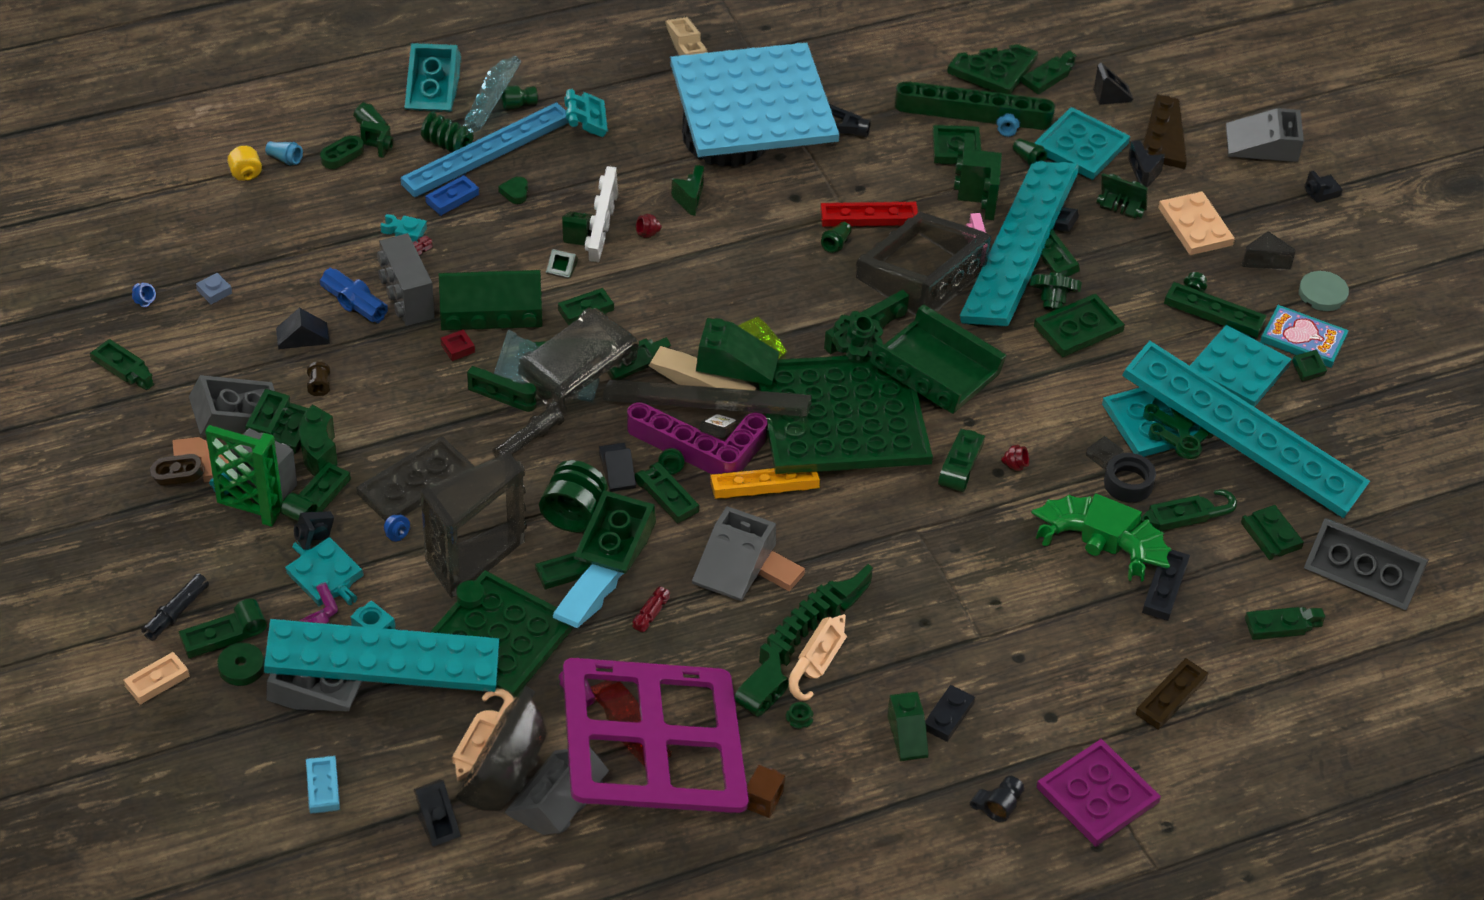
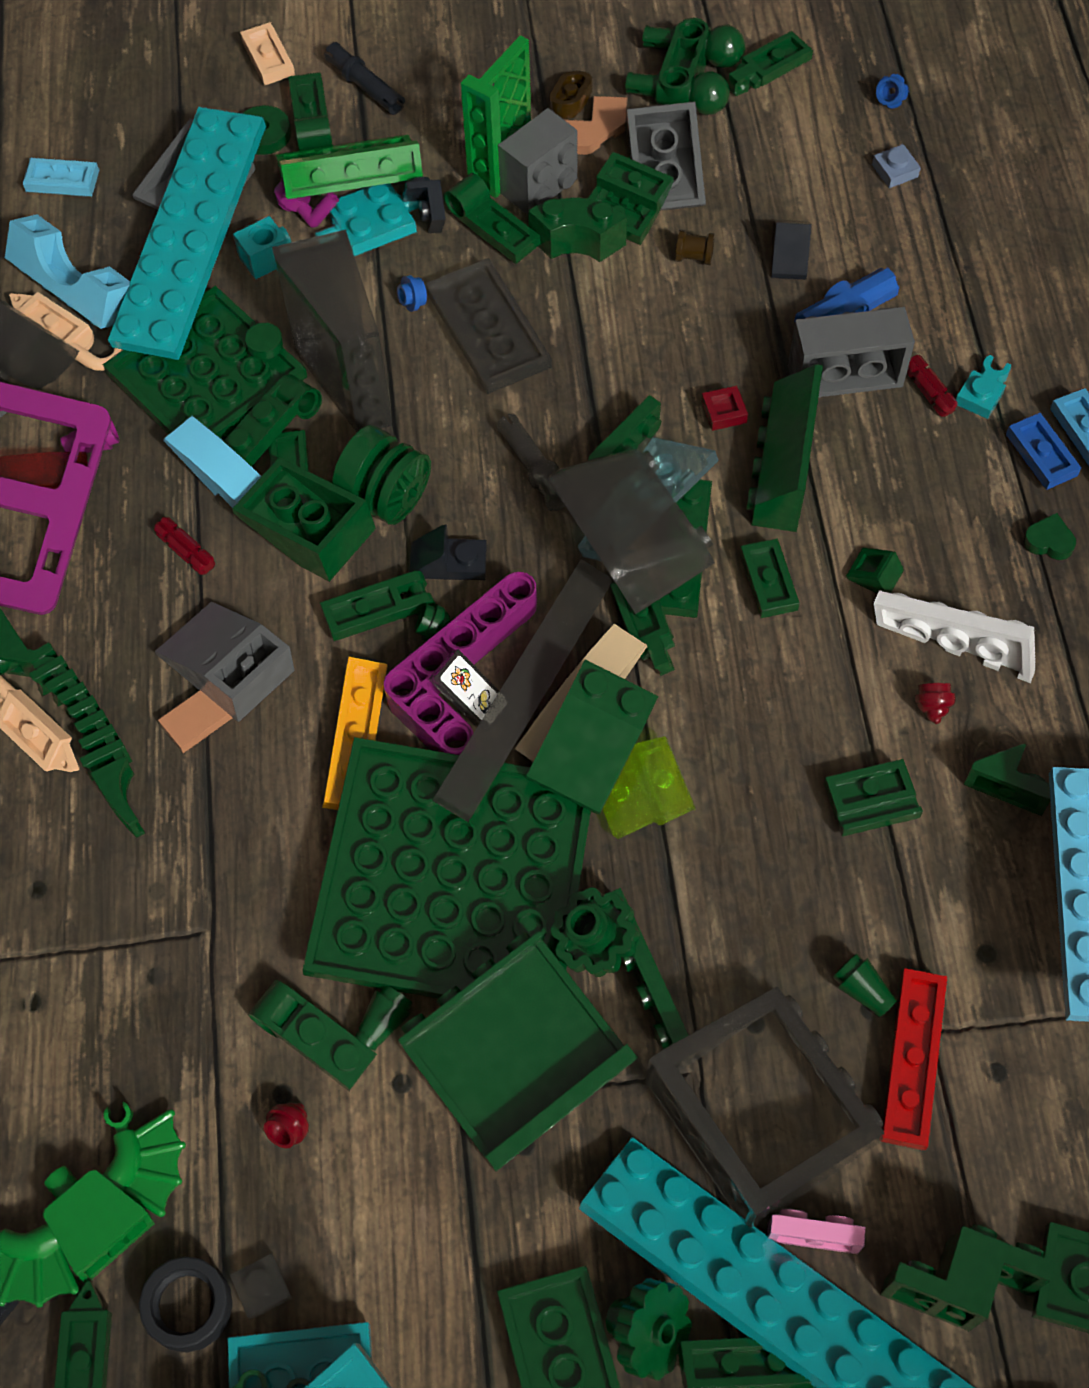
camera: 110 degrees right, 15 degrees up
(138, 409) = (683, 73): none -> dark green piece
(295, 567) = (349, 166): none -> green fence
(449, 711) = (39, 252): none -> medium azure arch
(533, 578) = (271, 416): none -> dark green plate
(576, 227) = (947, 586): dark green slope -> none
(721, 245) = (872, 797): none -> dark green plate
(939, 429) = (382, 1017): none -> dark green cone

